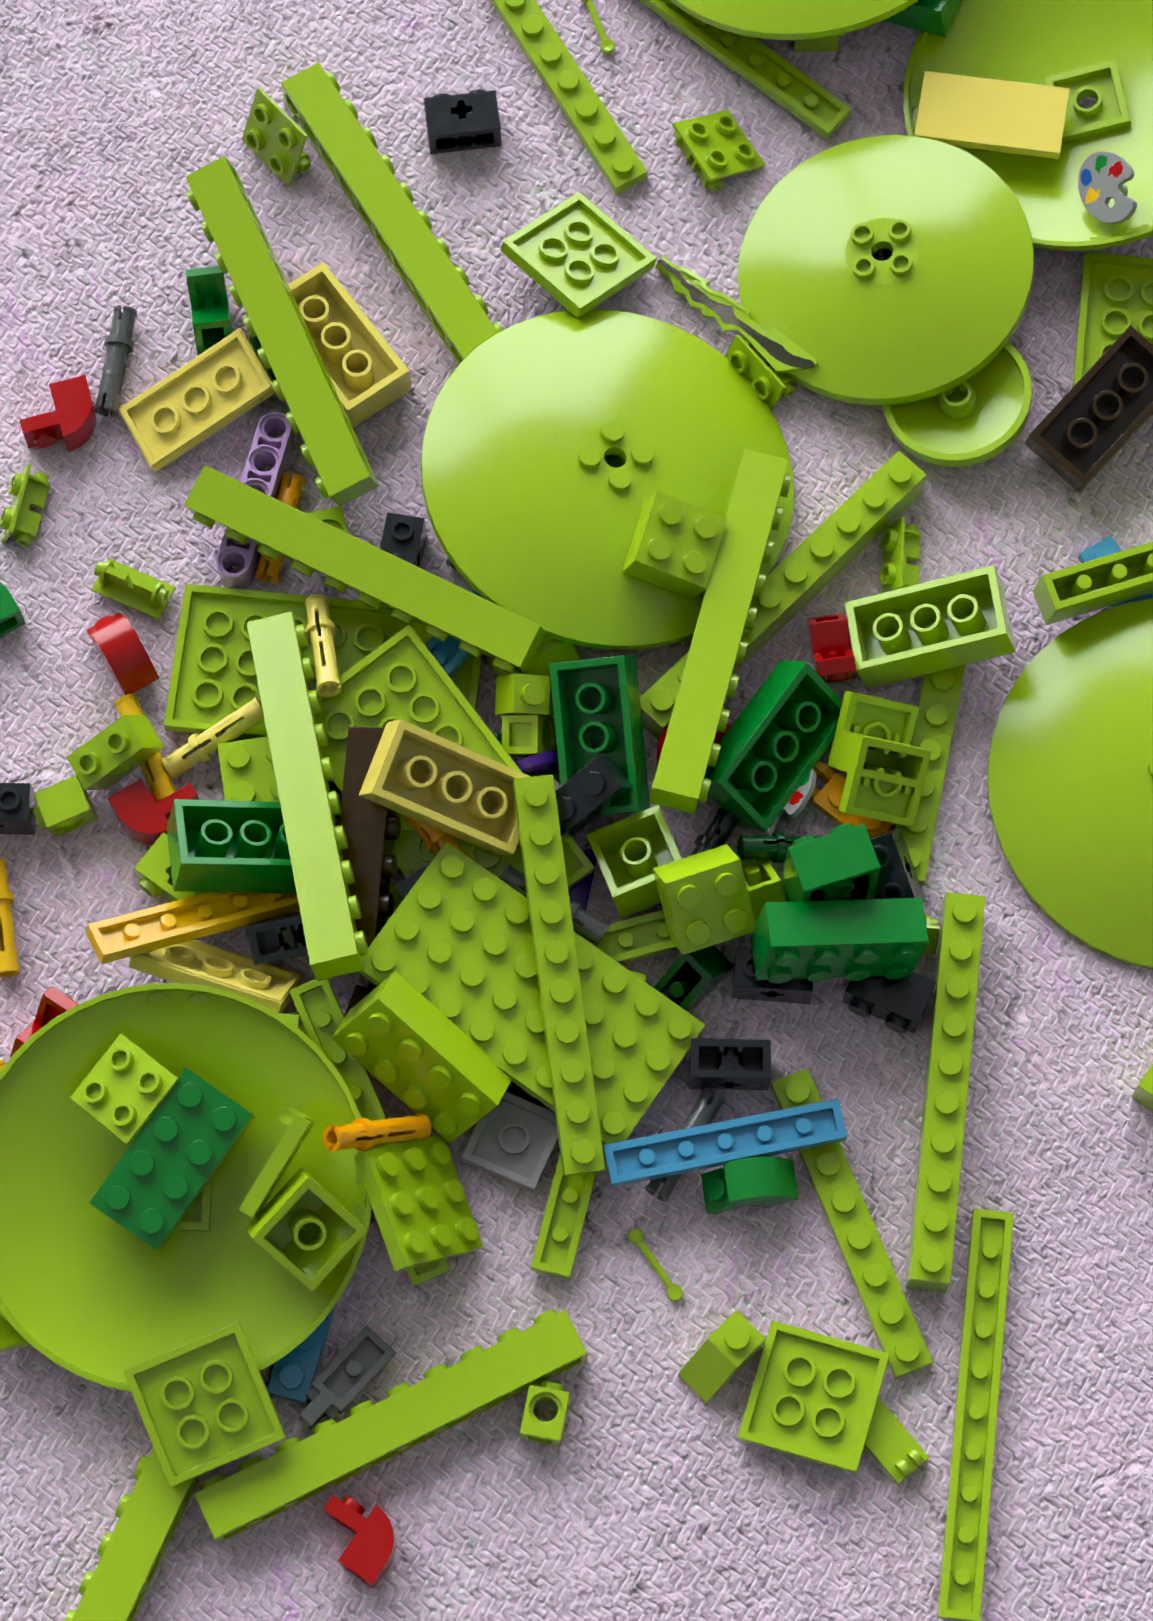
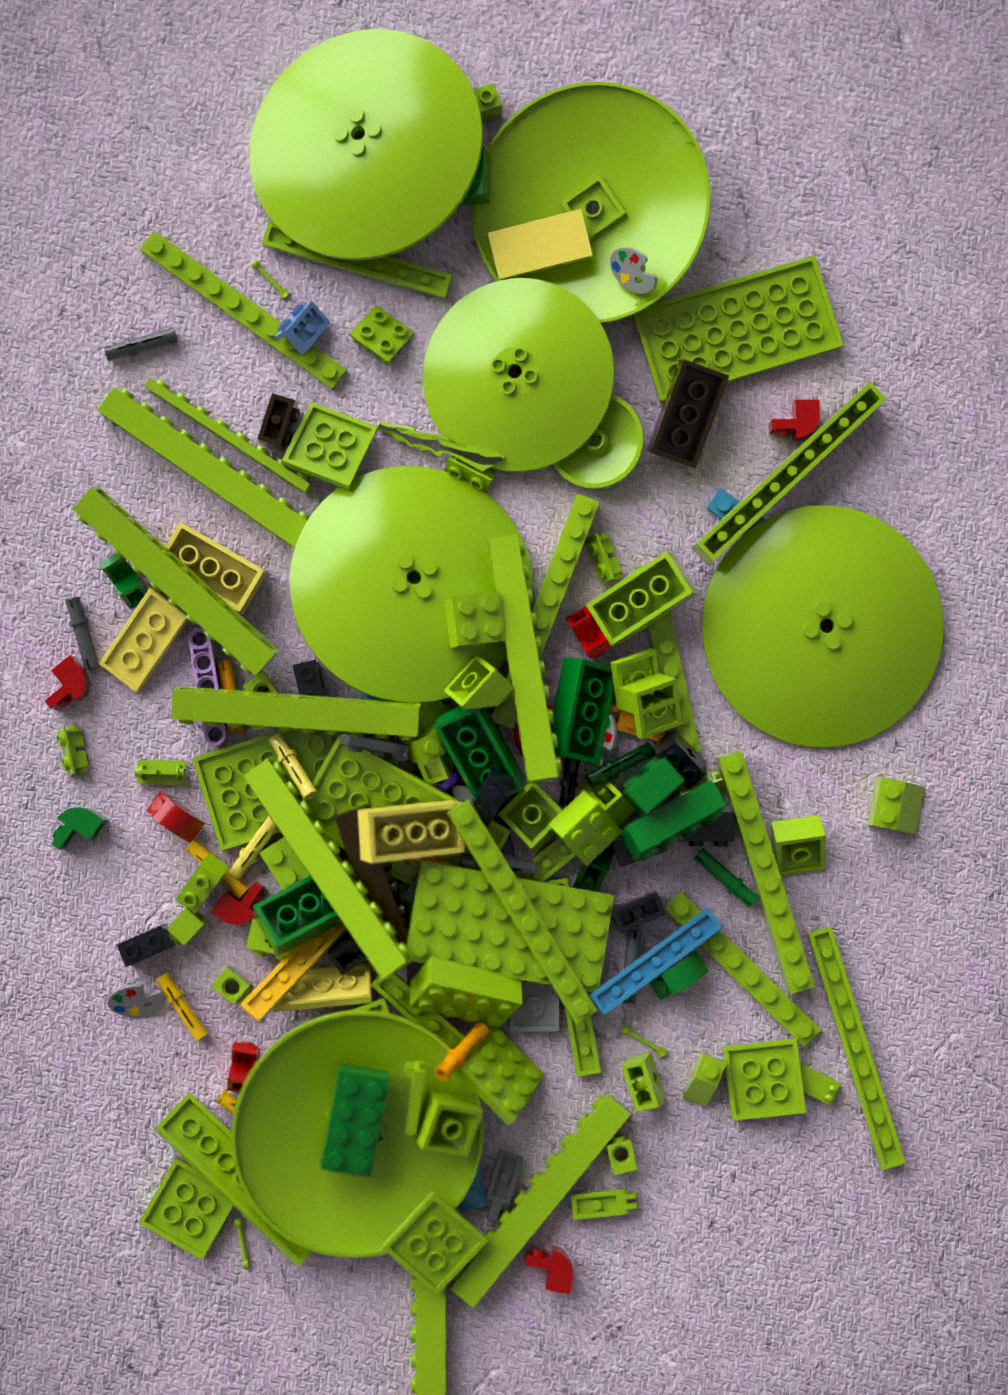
camera: 25 degrees left, 15 degrees up
(78, 905) = (221, 985): none -> lime brick
(124, 1088) = (309, 1096): lime hinge -> none
(275, 138) = (111, 449): lime hinge -> none
(374, 29) = (140, 344): none -> dark grey pin
(438, 181) = (221, 430): none -> lime plate
(452, 134) = (209, 393): black brick -> none
(454, 658) = (377, 747): none -> dark grey hinge
(483, 1476) = (602, 1203): none -> lime hinge
(521, 195) = (278, 422): none -> dark brown brick
(614, 92) = (303, 326): none -> medium blue bracket
(627, 1315) = (643, 1081): none -> lime brick
(644, 634) = (479, 686): none -> lime slope
(891, 1092) = (723, 875): none -> green pin
(1013, 1076) = (799, 845): none -> lime slope

